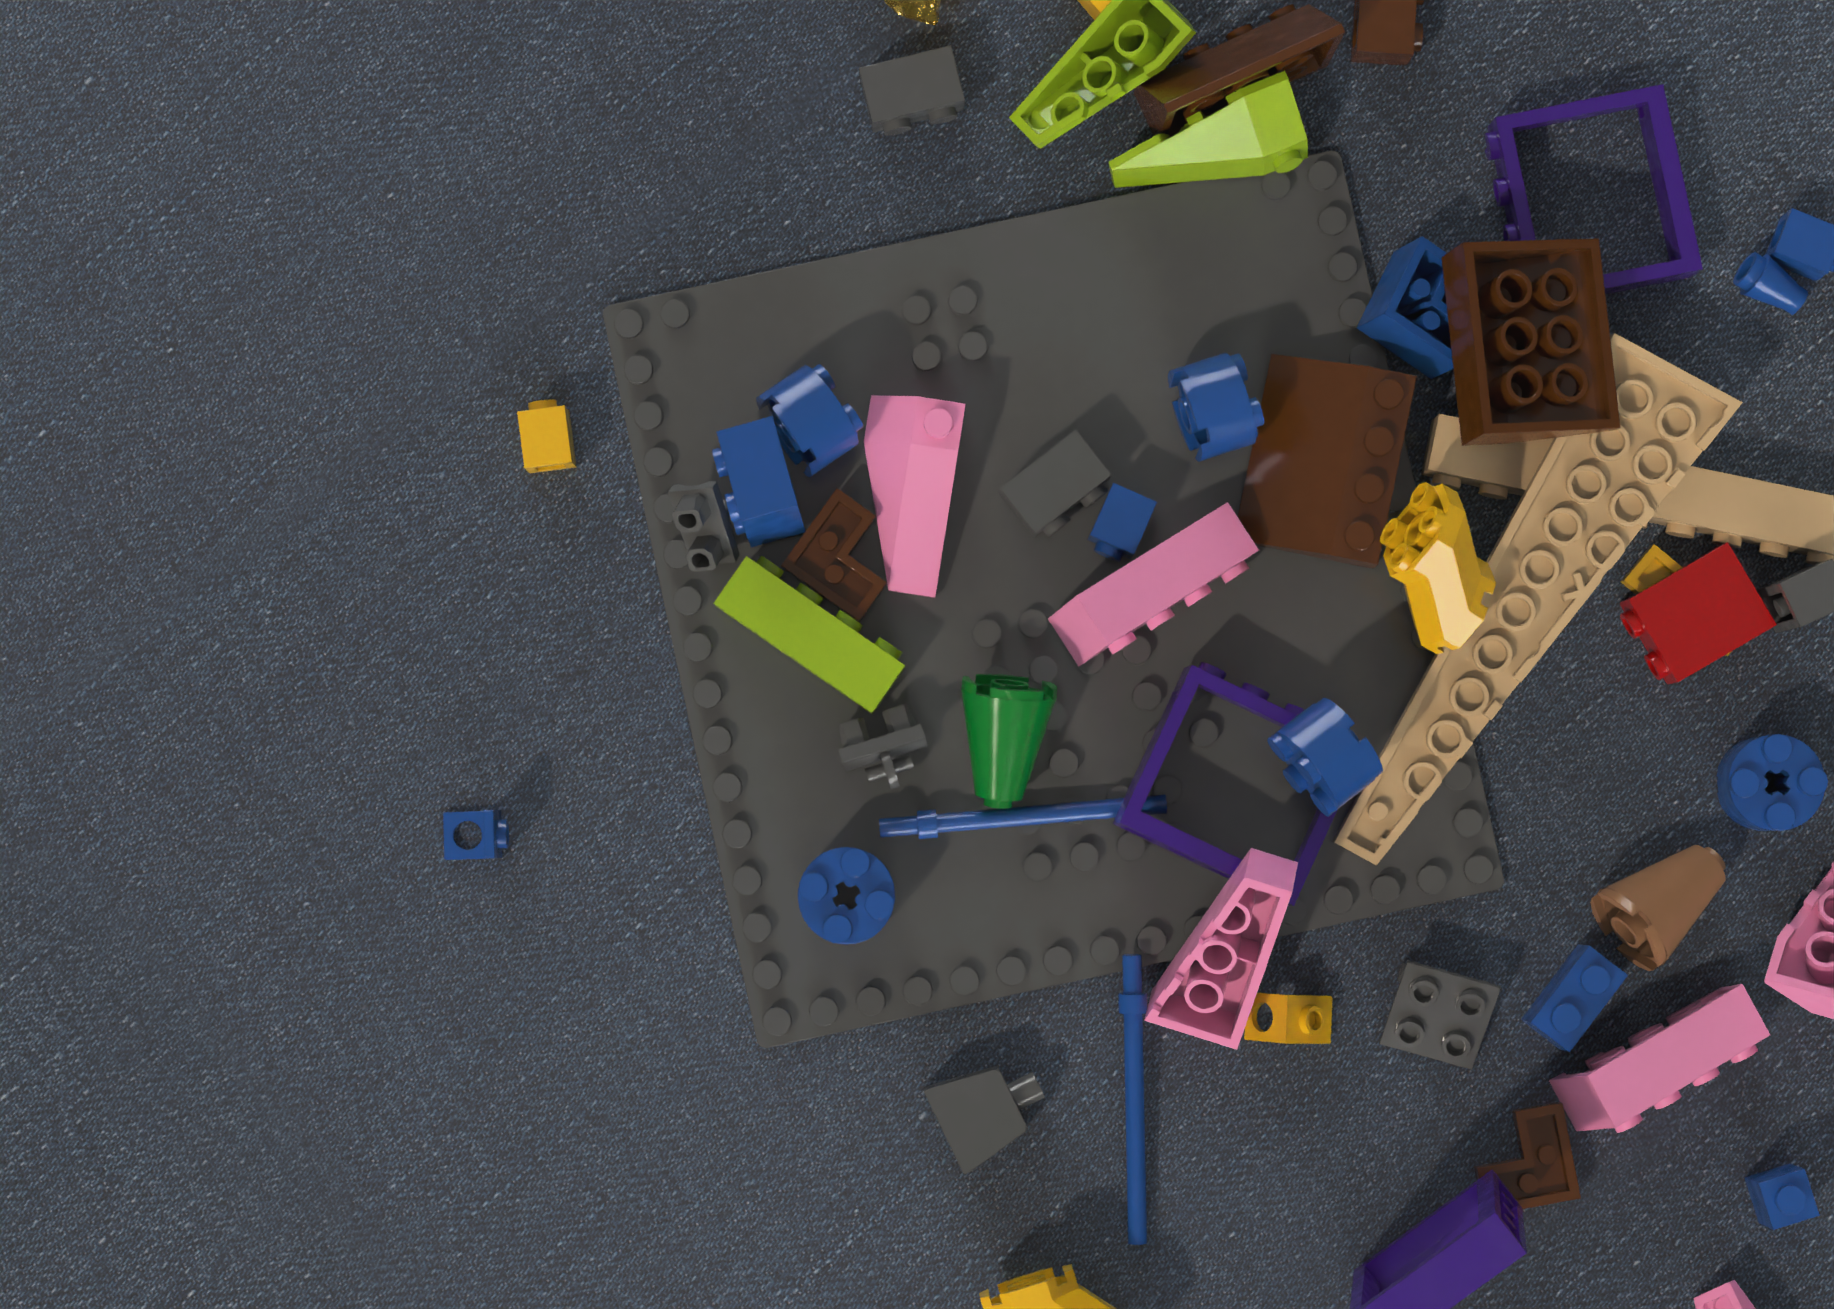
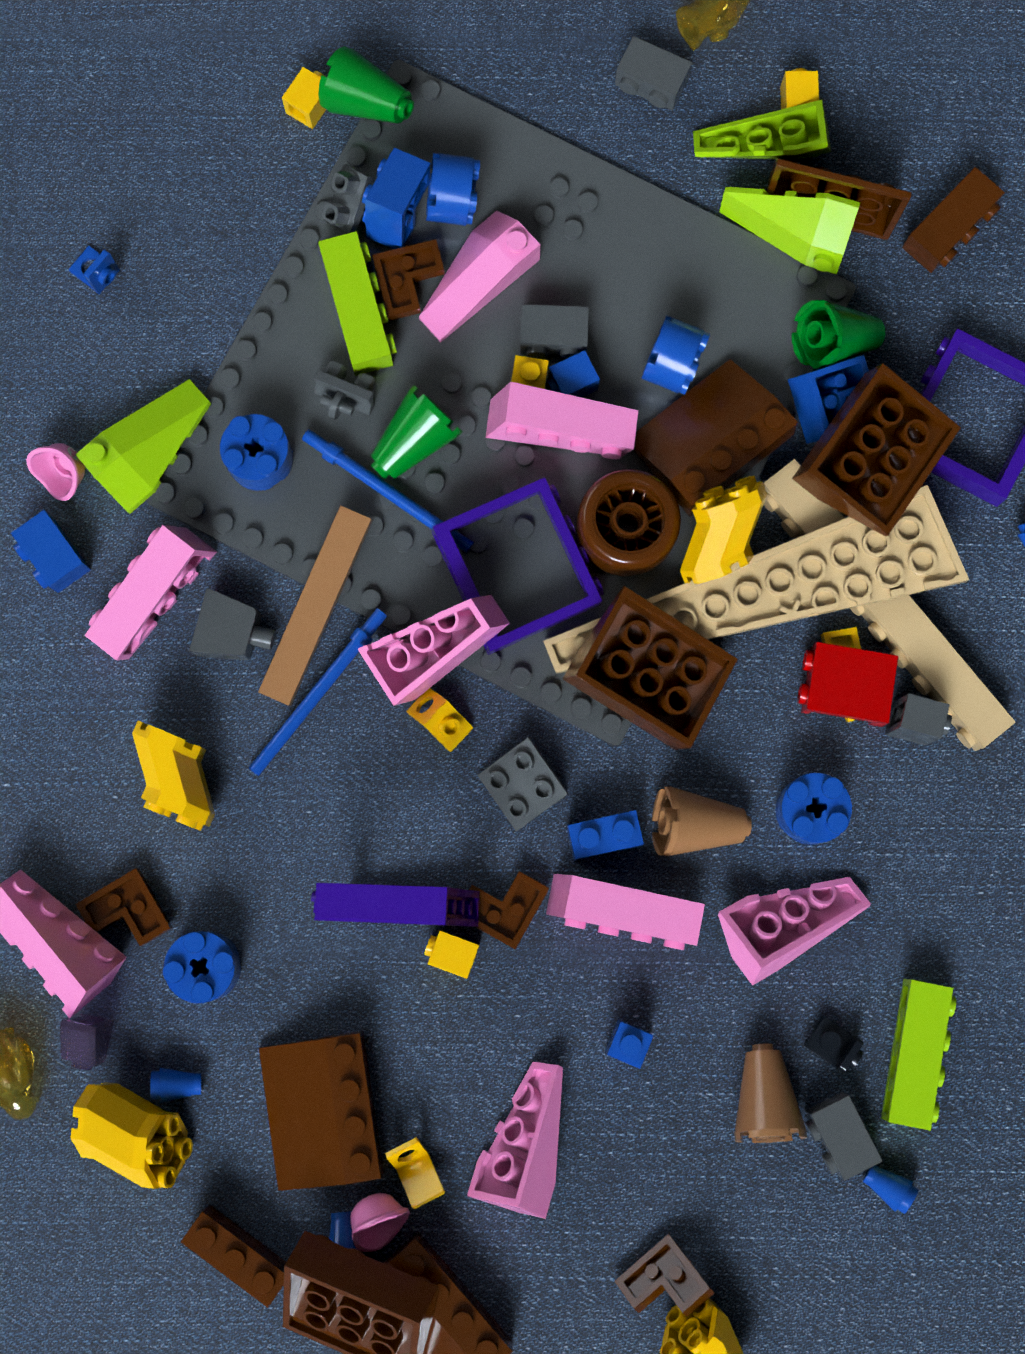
camera: 40 degrees right, 5 degrees down
(614, 383) = (362, 89): none -> green cone
(642, 1096) = (57, 469): none -> bright pink helmet
(710, 1194) = (49, 551): none -> blue brick
(712, 997) = (141, 446): none -> lime wedge
(859, 1144) = (147, 590): none -> bright pink wedge
(1053, 1008) = (315, 605): none -> medium nougat tile
(1075, 565) = (530, 371): none -> yellow brick
(1325, 756) = (574, 577): blue brick -> none
(1347, 609) = (633, 497): none -> reddish brown wheel
(1369, 237) = (834, 333): none -> green cone
(1481, 779) = (651, 669): none -> reddish brown slope
(1530, 1268) = (451, 953): none -> yellow brick

